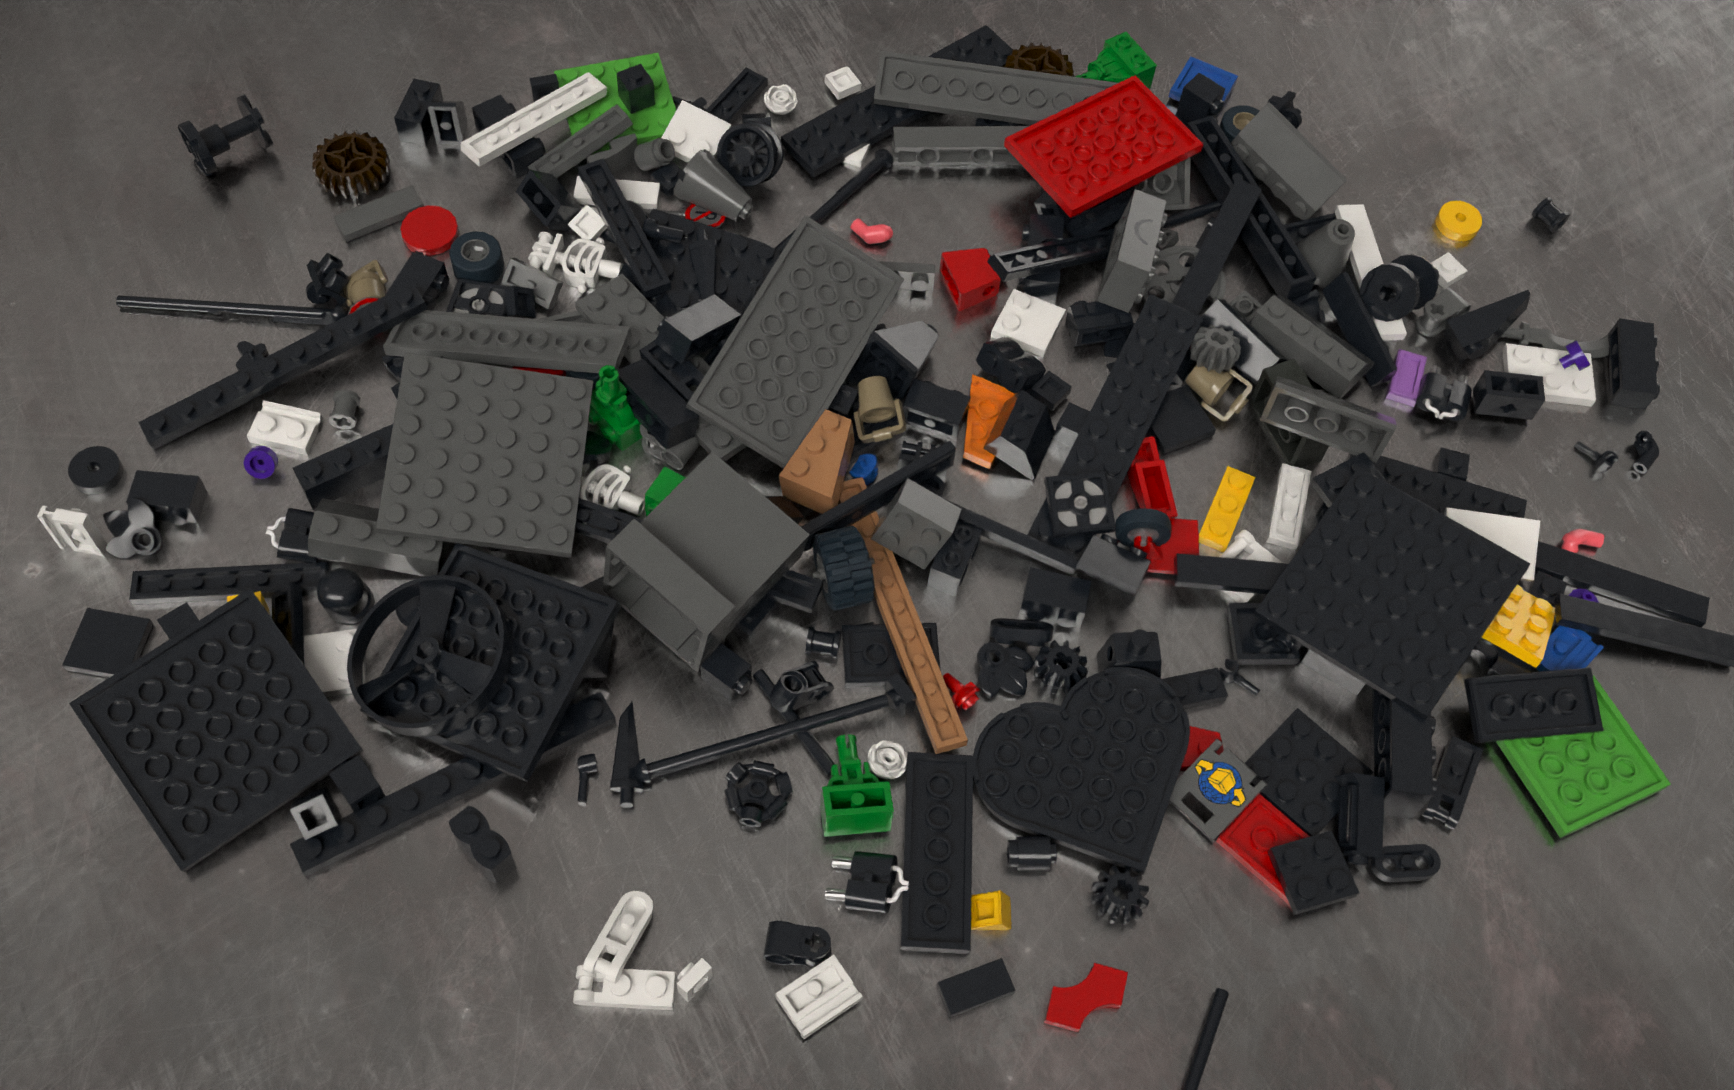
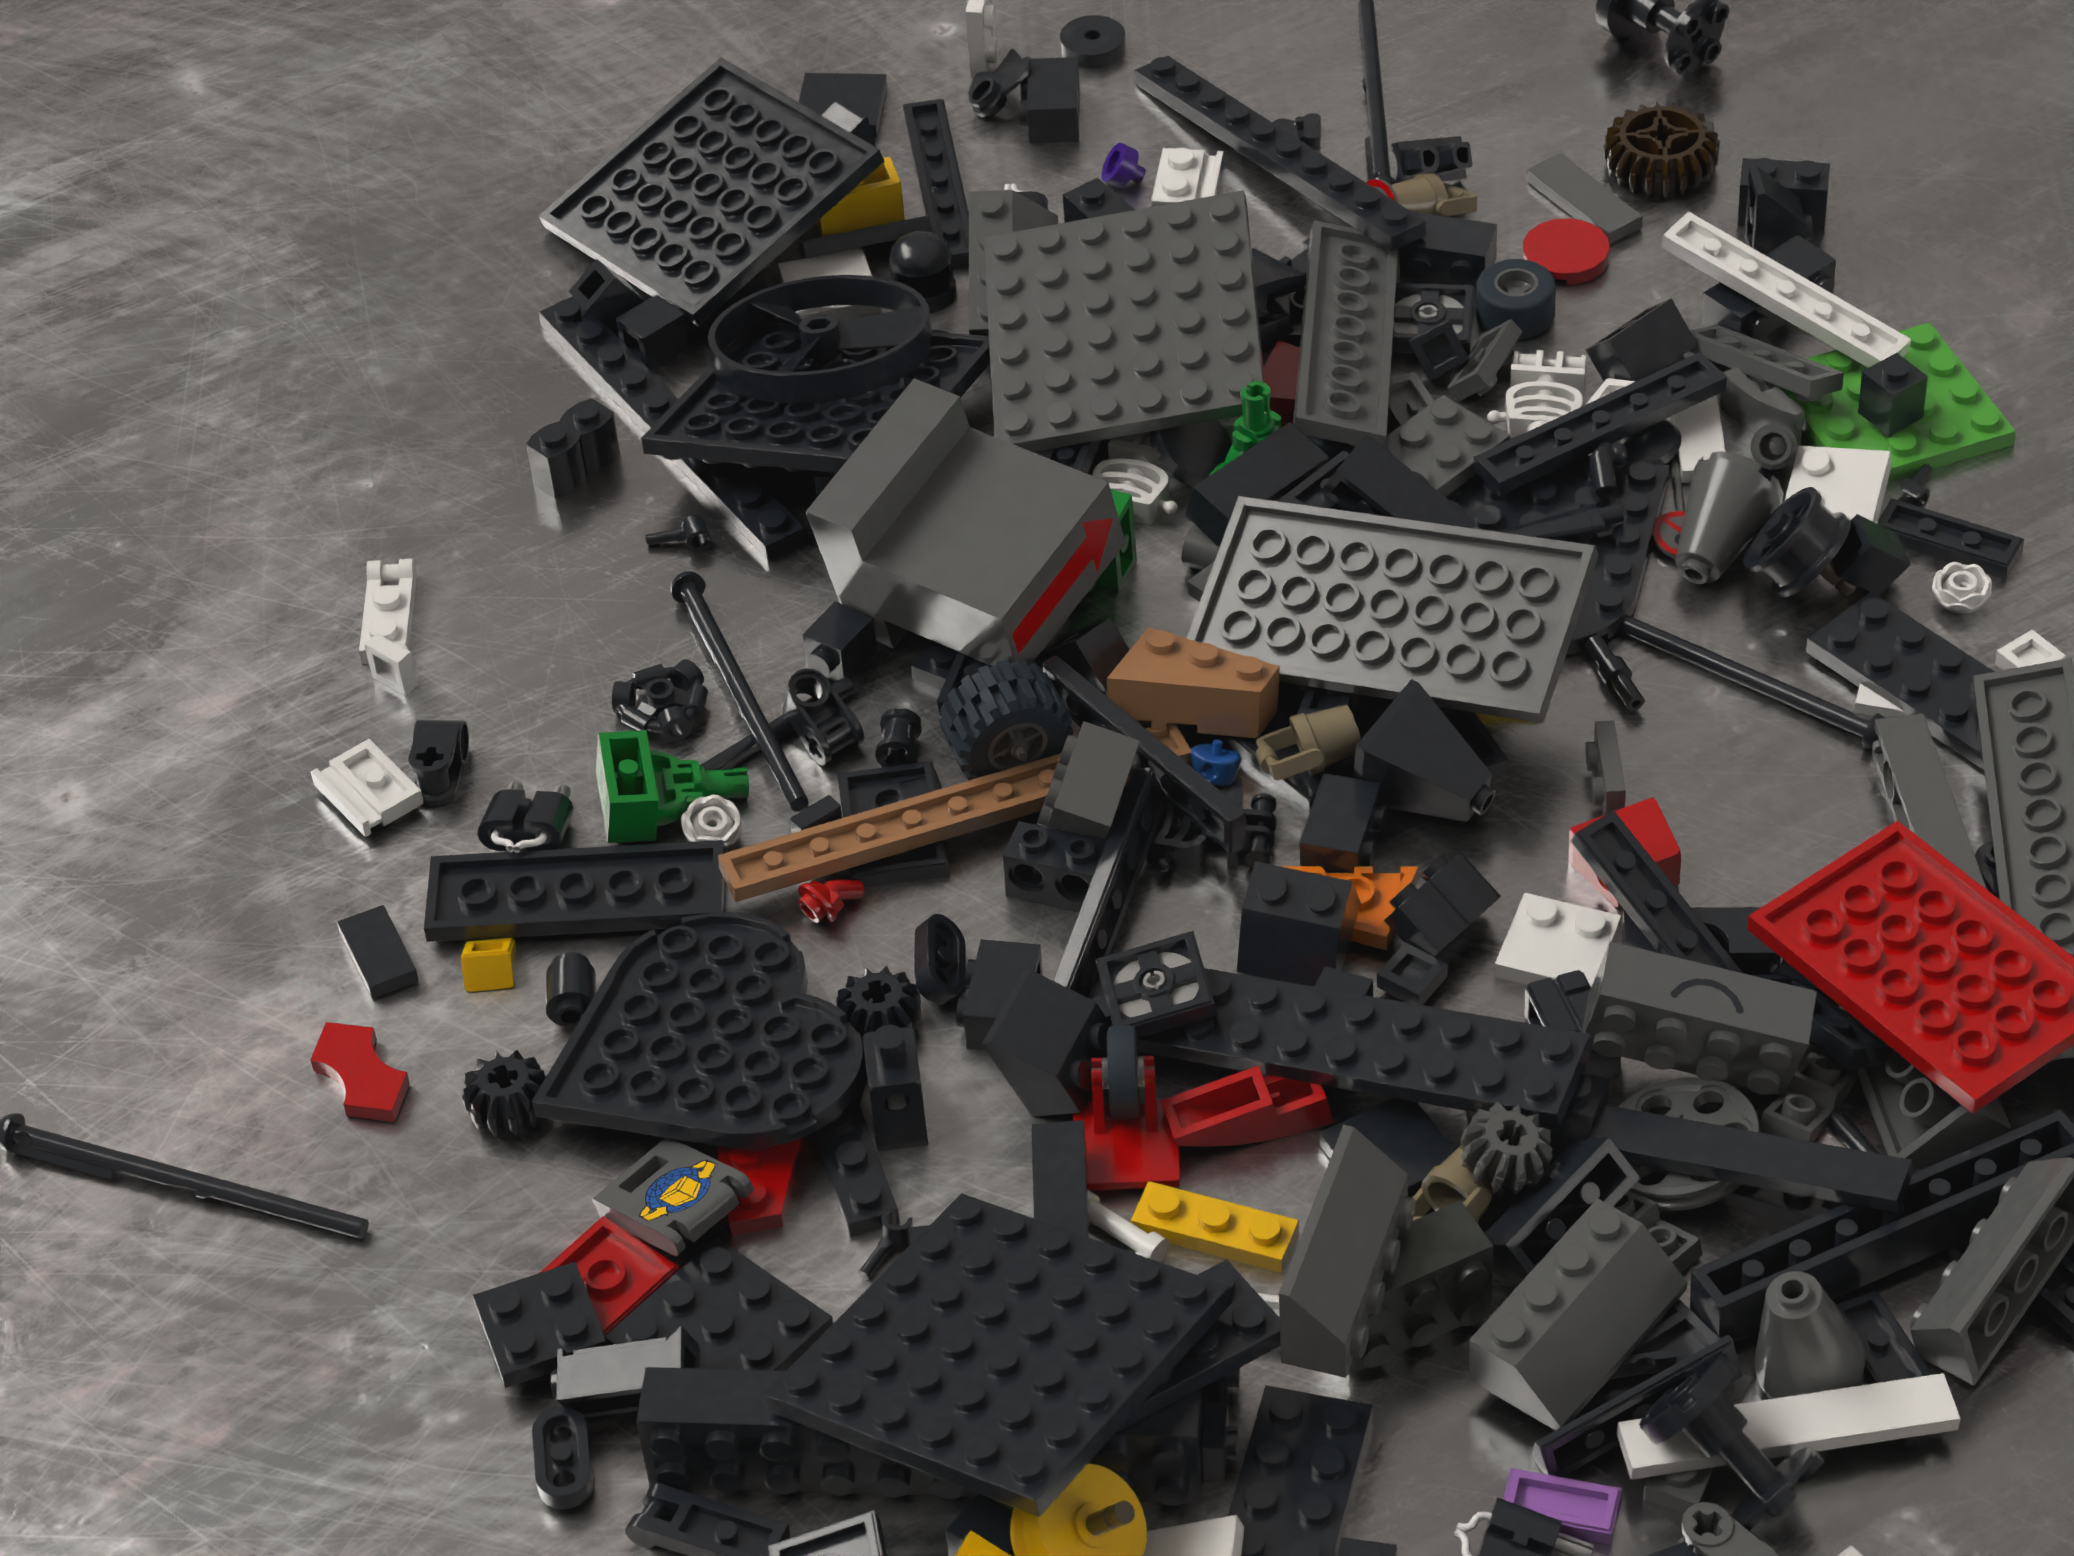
camera: 95 degrees right, 15 degrees down
(543, 86) = (1883, 307): black plate -> none
(620, 935) = (448, 584): white plate -> none
(625, 760) = (713, 569): black bar -> none
(872, 234) = (1697, 729): coral arm -> none
(1004, 674) = (867, 946): black plate -> none

